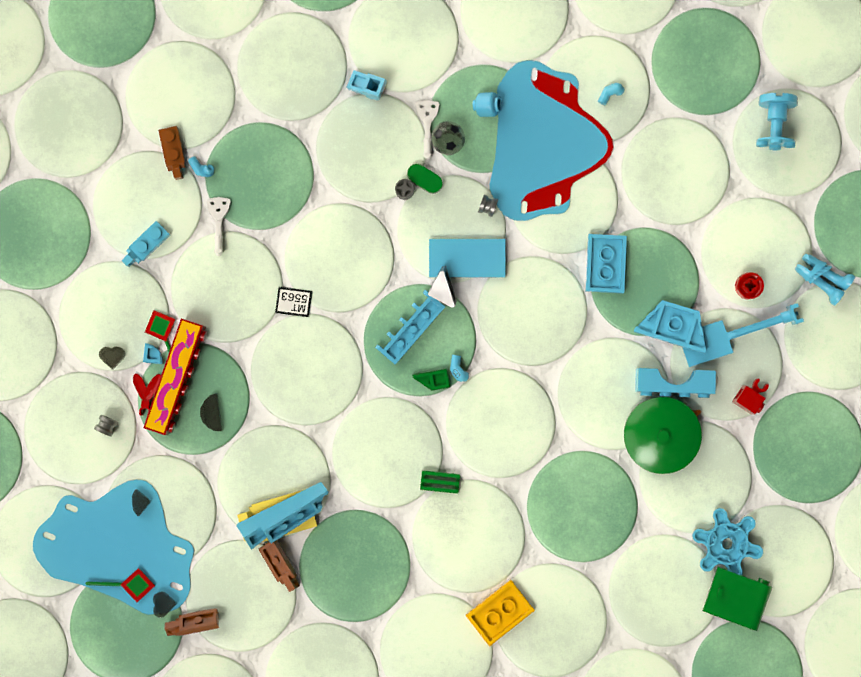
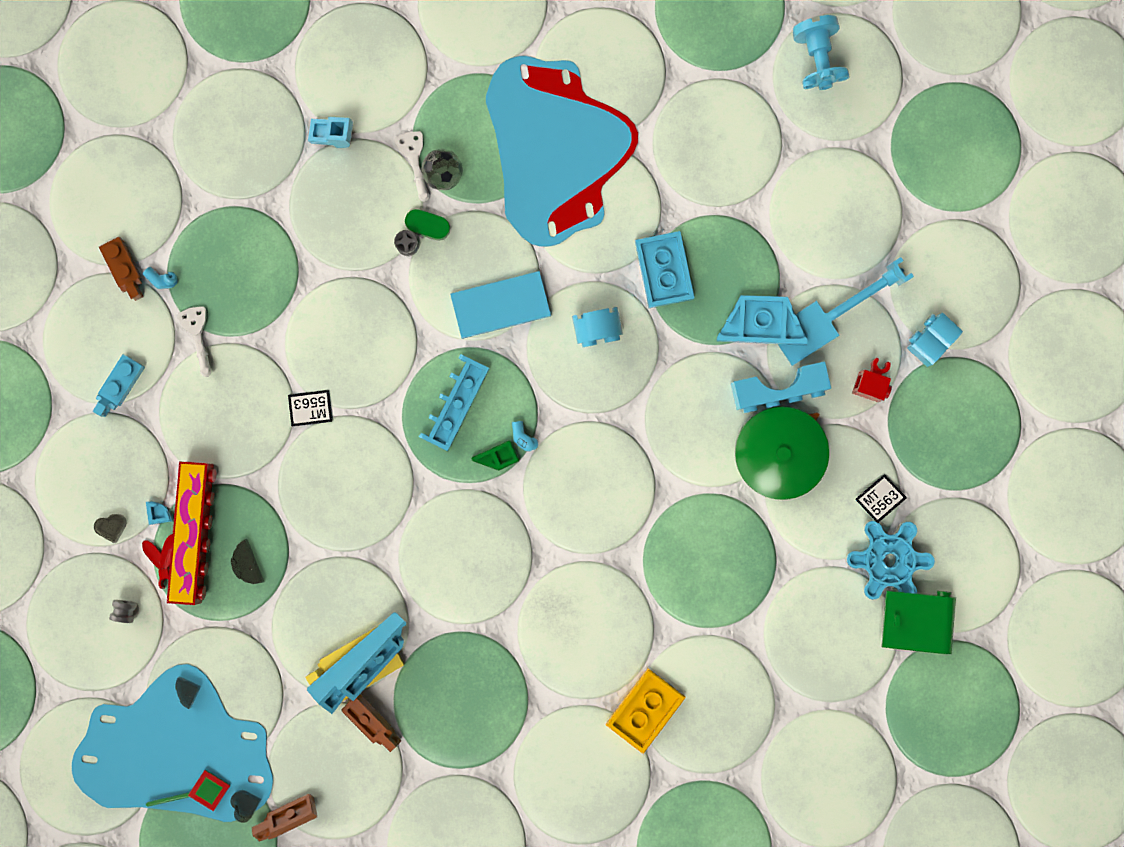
camera: 20 degrees left, 0 degrees up
(160, 326) = (159, 477): piece -> none
(437, 489) = (535, 575): green tile -> none
(442, 288) = (480, 347): slope -> none
(487, 104) = (478, 119): medium azure head -> none
(488, 205) = (509, 237): flat silver wheel -> none
(540, 296) = (597, 326): none -> medium azure brick
(615, 88) = (616, 68): medium azure arm -> none
(733, 492) = (881, 498): none -> sticker
(749, 285) = (837, 253): red wheel -> none
(809, 375) = (934, 339): none -> medium azure brick
(819, 269) = (914, 212): medium azure piece -> none

